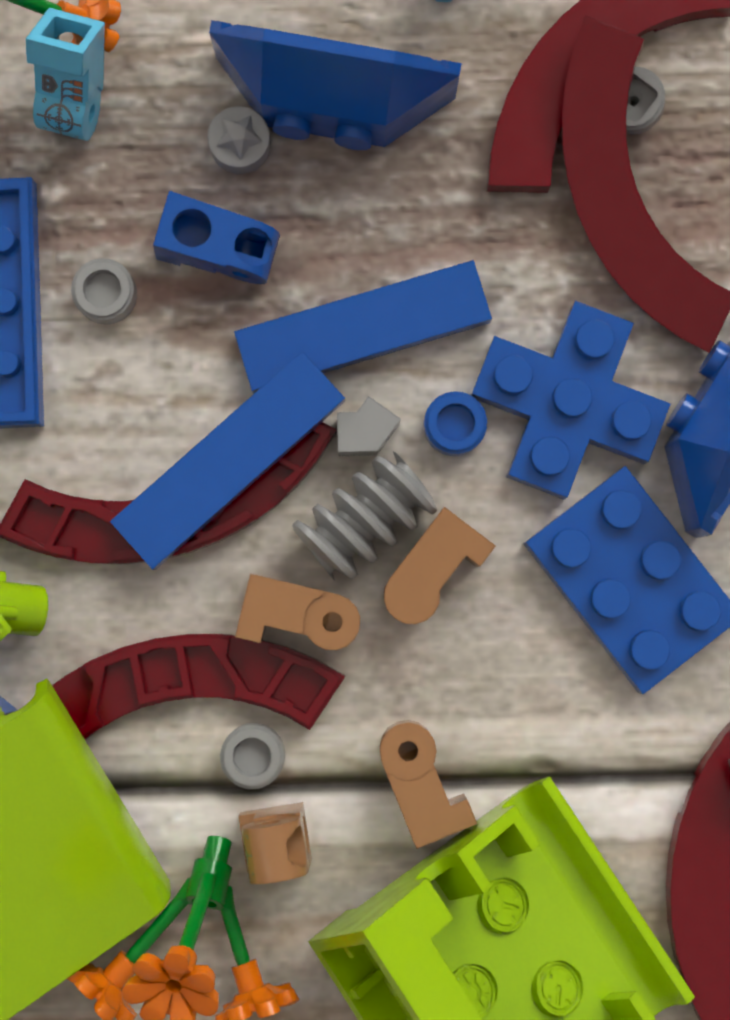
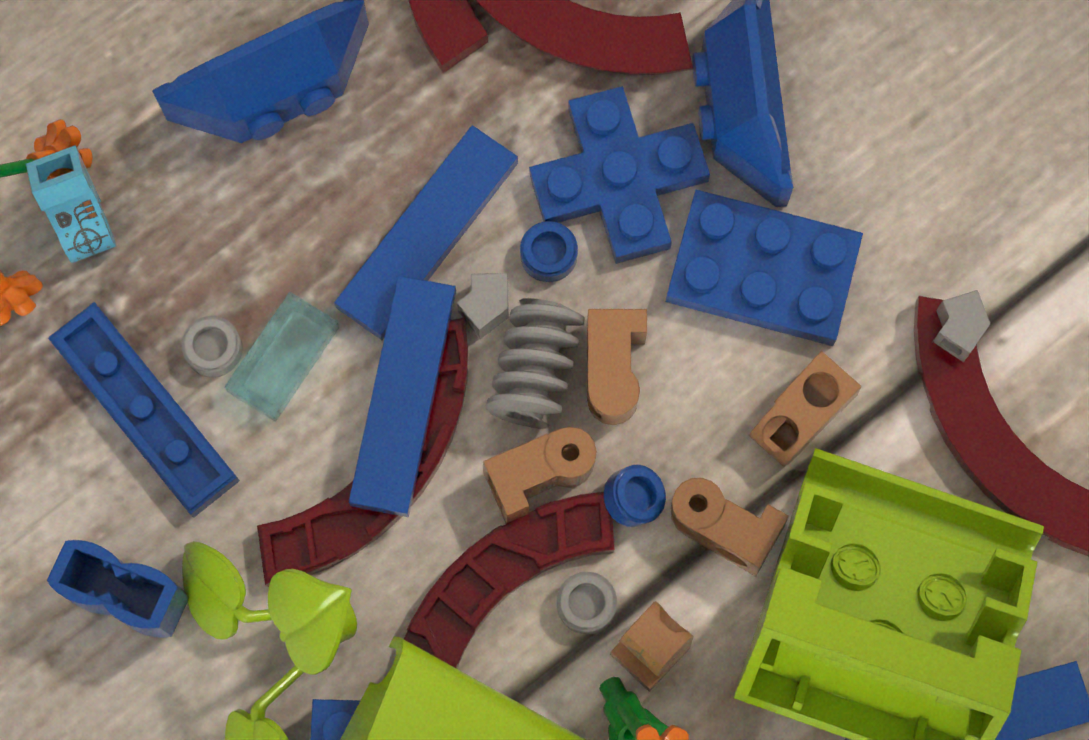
camera: 35 degrees left, 10 degrees down
(155, 345) = (282, 356): none -> clear light blue tile
(215, 240) = (270, 246): blue leg -> none
(239, 140) = (231, 164): light grey tile -> none
(362, 697) = (634, 495): none -> blue tile
(567, 736) = (805, 409): none -> medium nougat leg

